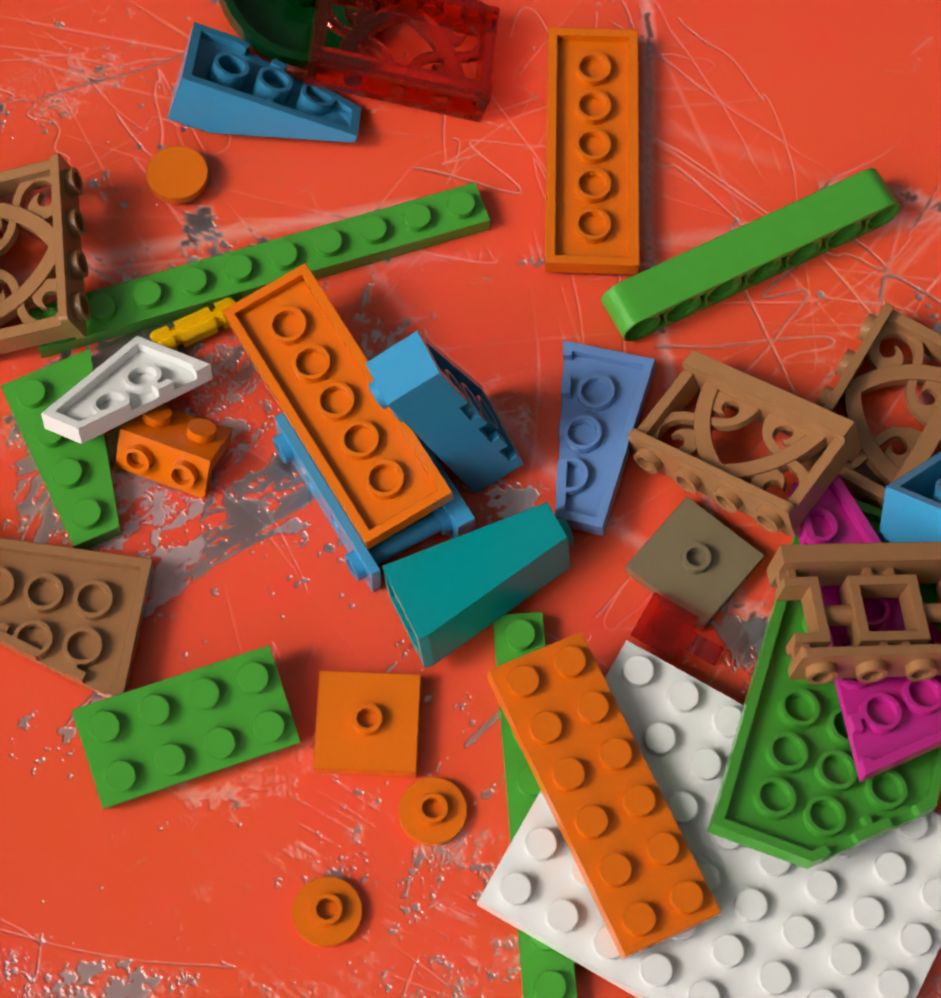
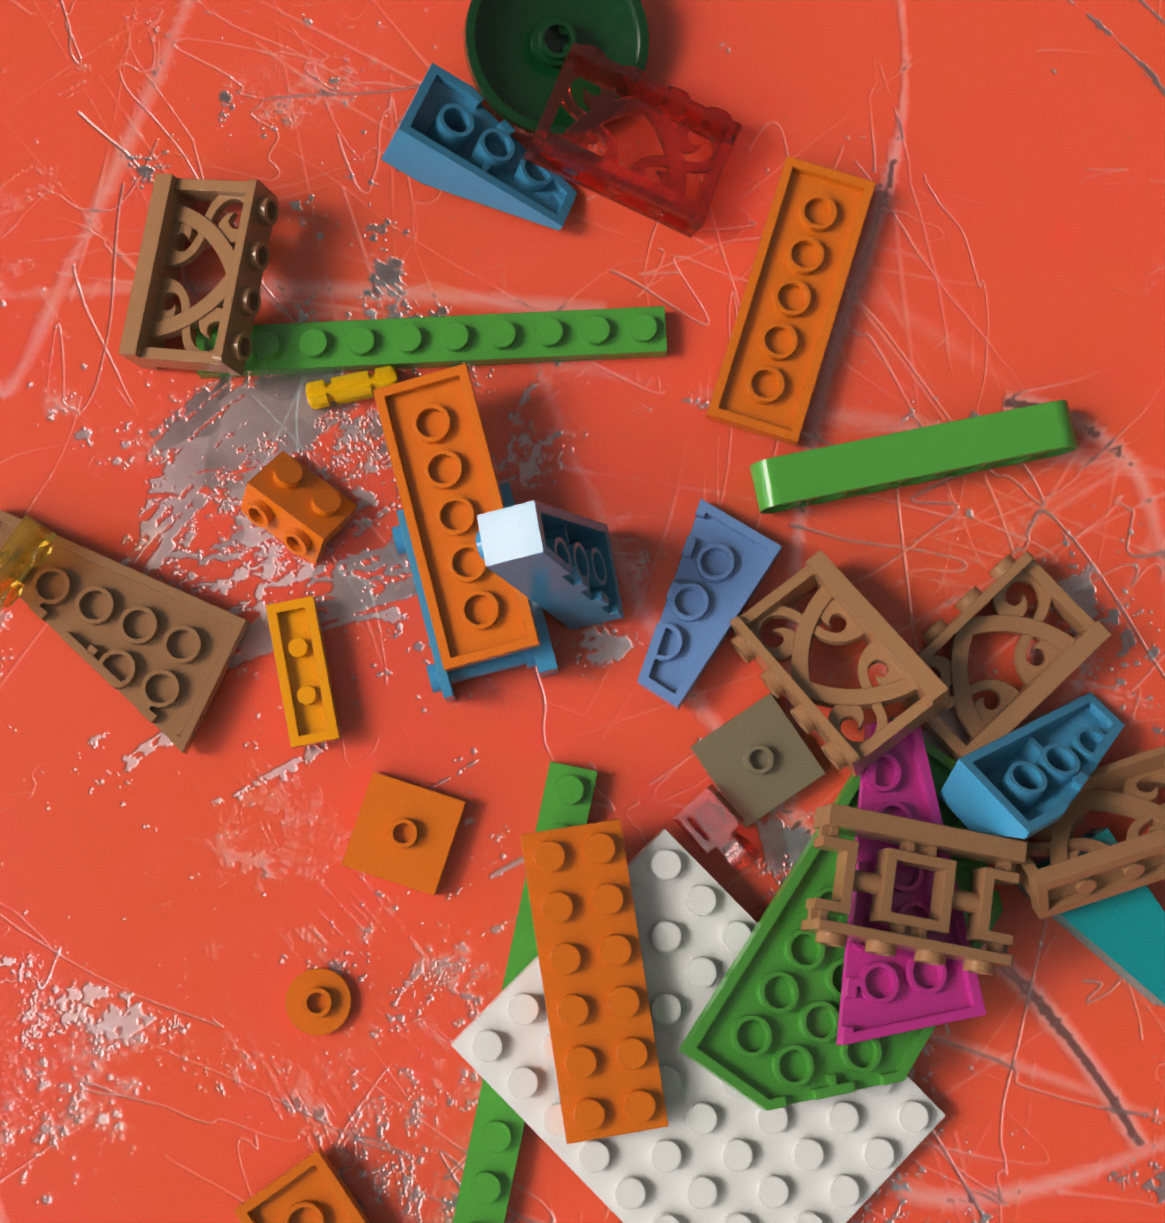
camera: 15 degrees right, 15 degrees up
(73, 472) = (200, 461): bright green wing -> none
(123, 388) = (262, 440): white wing -> none
(177, 174) = (377, 219): orange piece -> none
(185, 726) = (234, 793): bright green plate -> none
(220, 591) = (303, 672): none -> light orange plate
(432, 811) = (440, 933): orange piece -> none
(475, 579) = (542, 724): teal slope -> none

